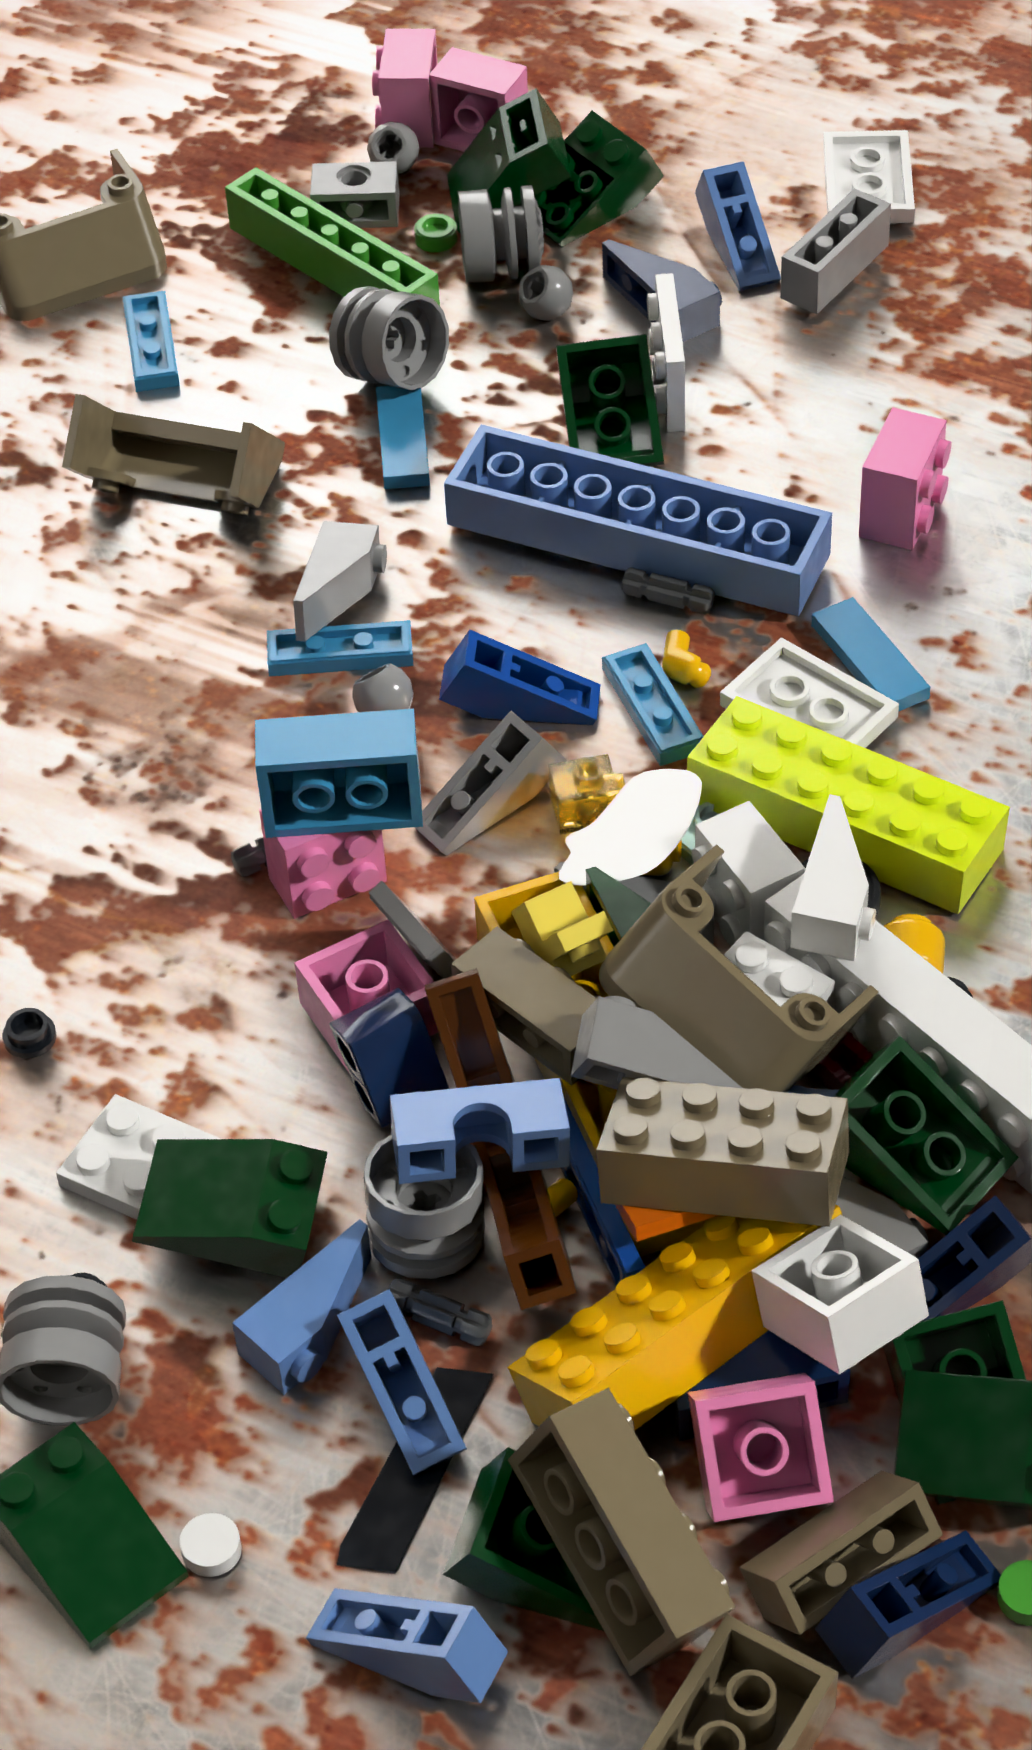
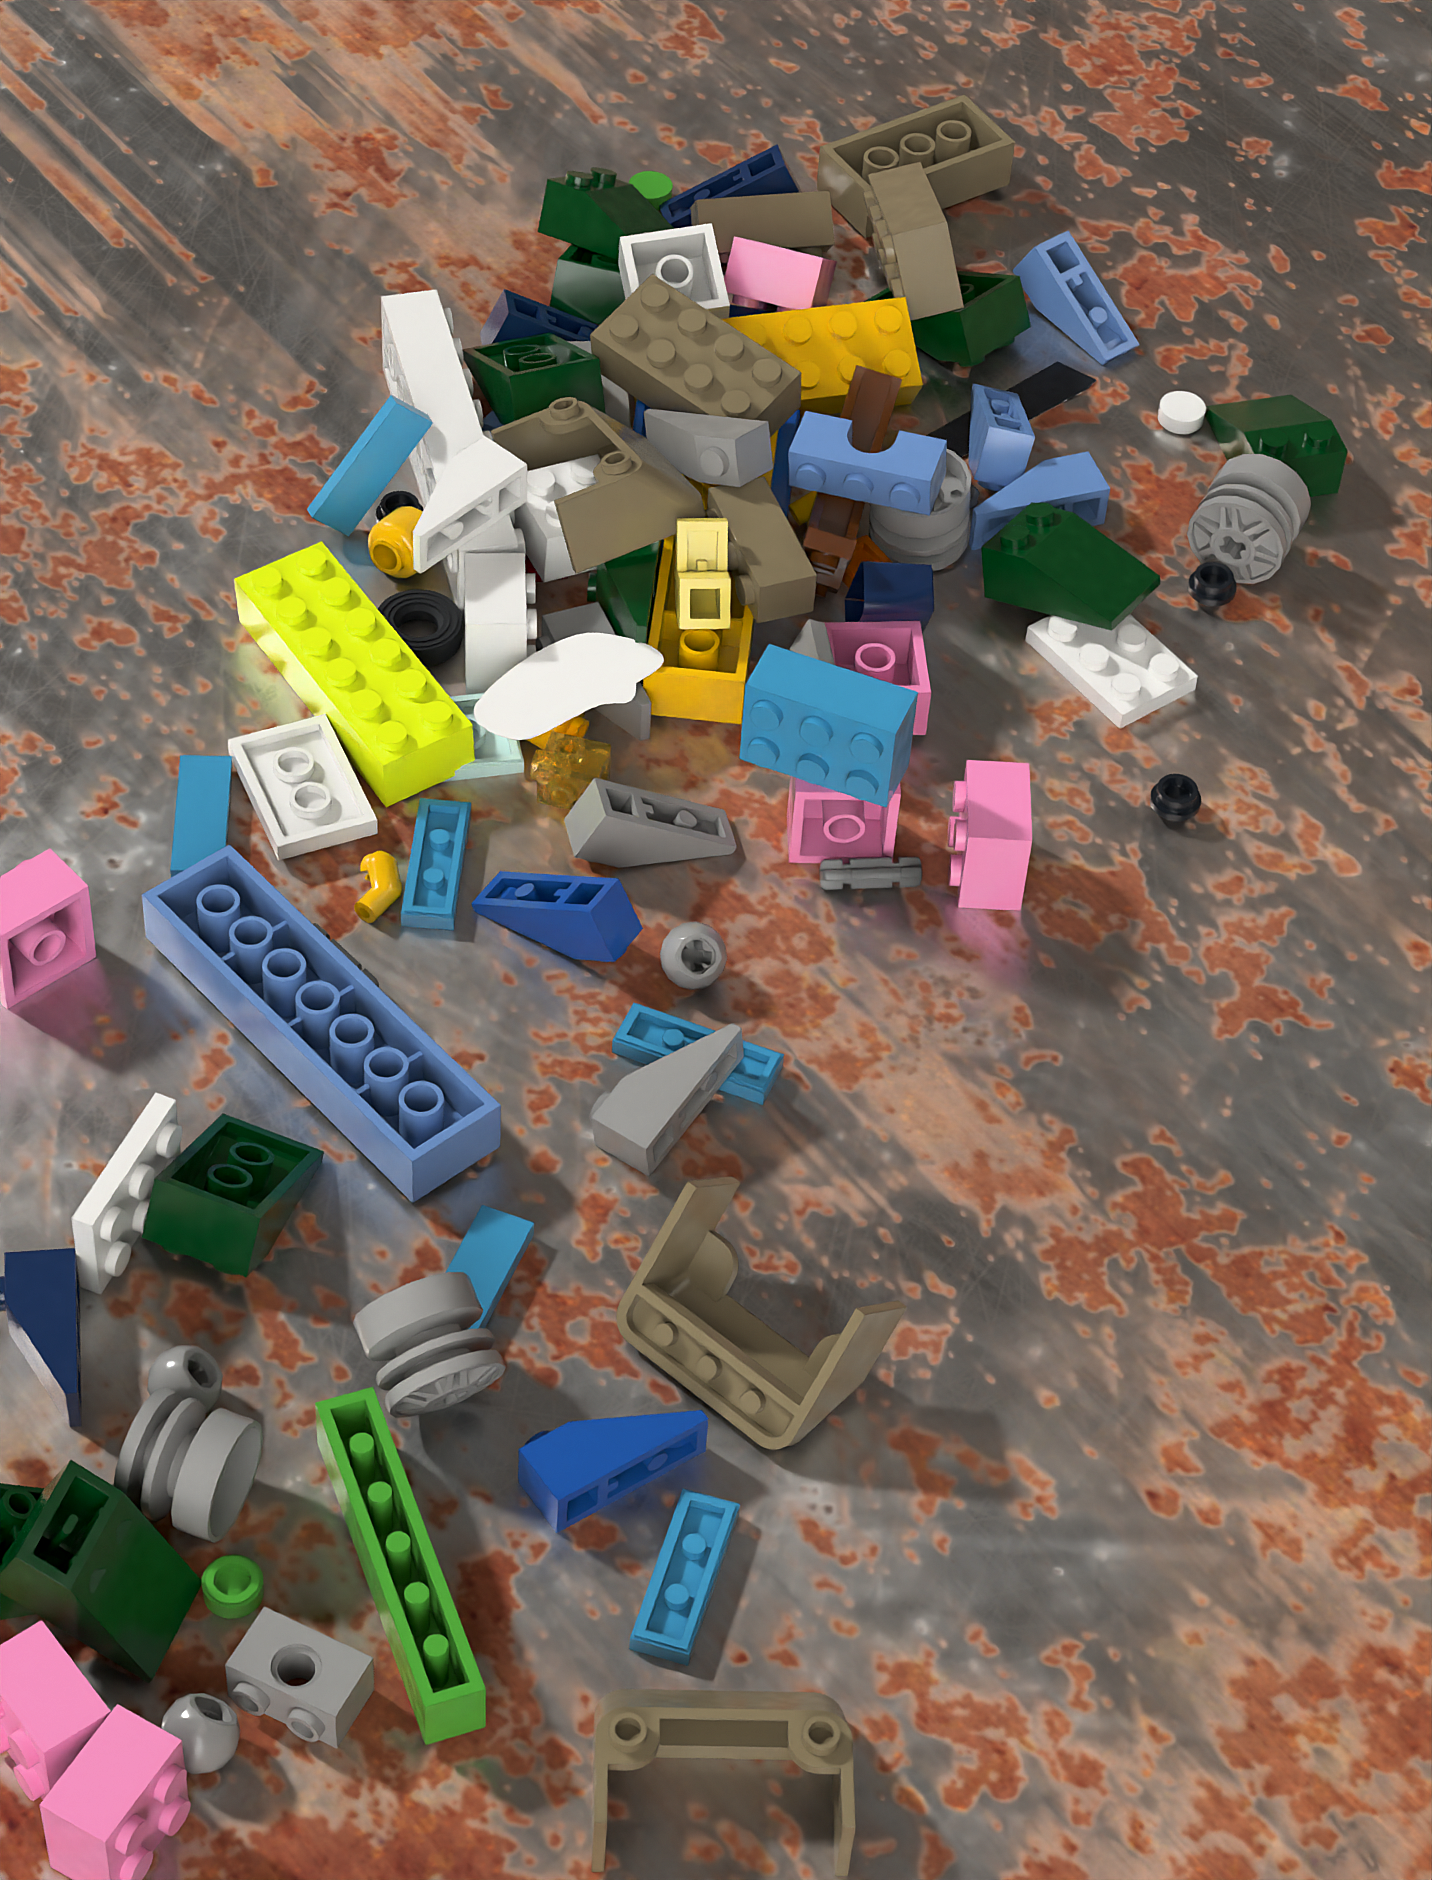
camera: 160 degrees left, 0 degrees up
(176, 874) = (991, 835): none -> bright pink brick
(237, 361) = (602, 1460): none -> blue slope
(984, 958) = (369, 465): none -> dark azure tile

